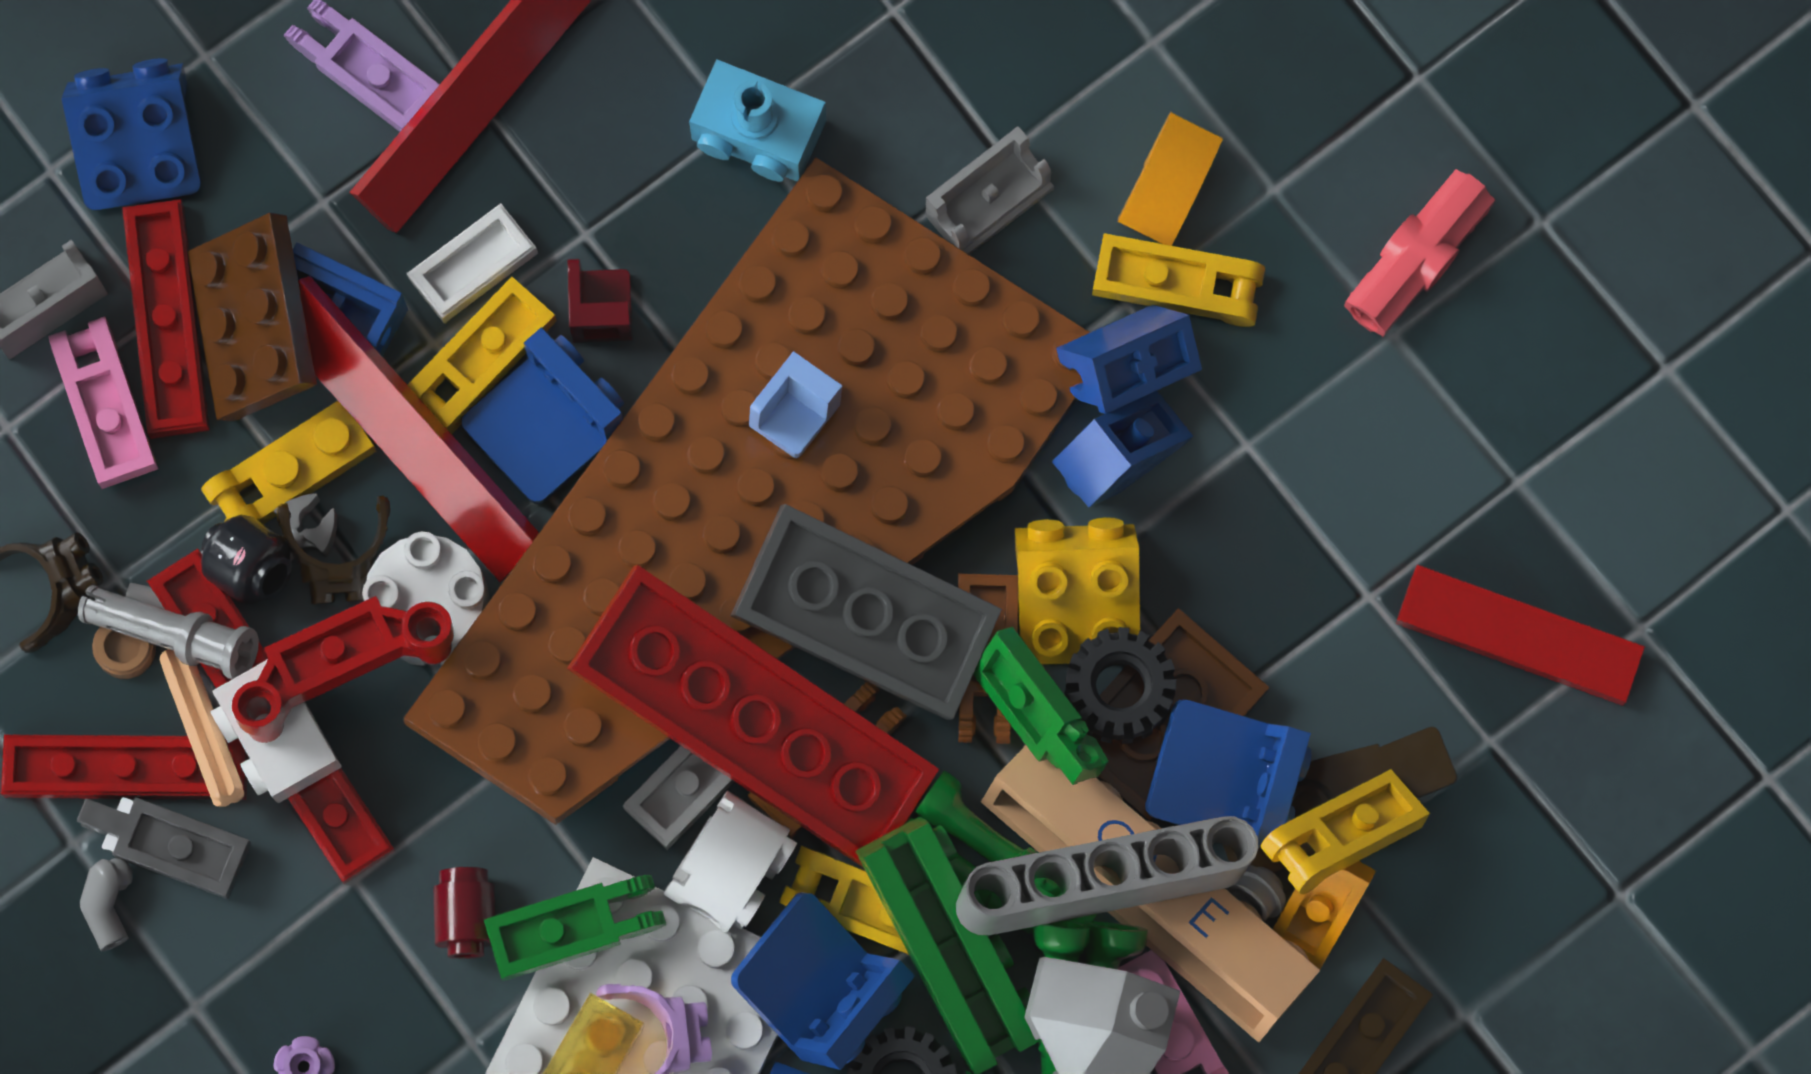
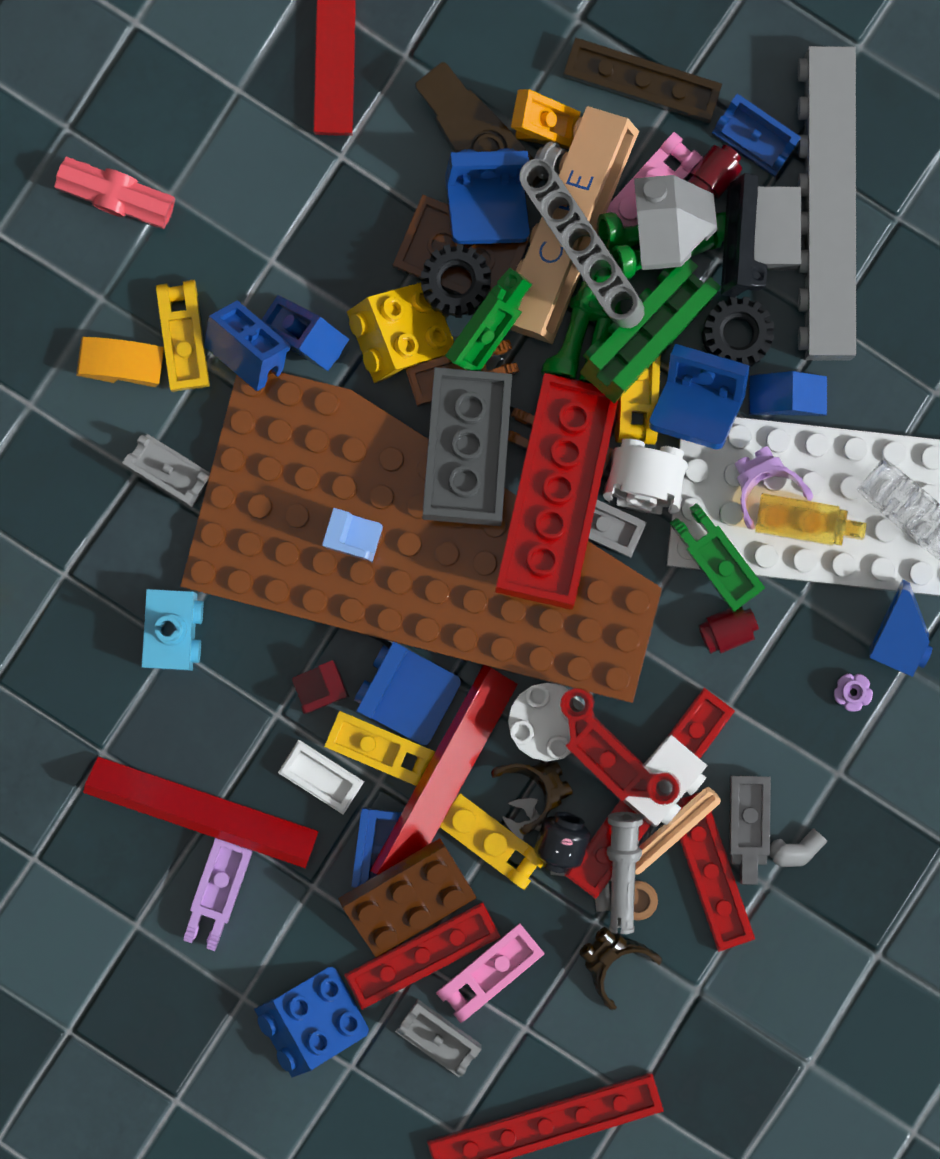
camera: 105 degrees left, 10 degrees up
(1345, 830) = (501, 112): yellow plate -> none

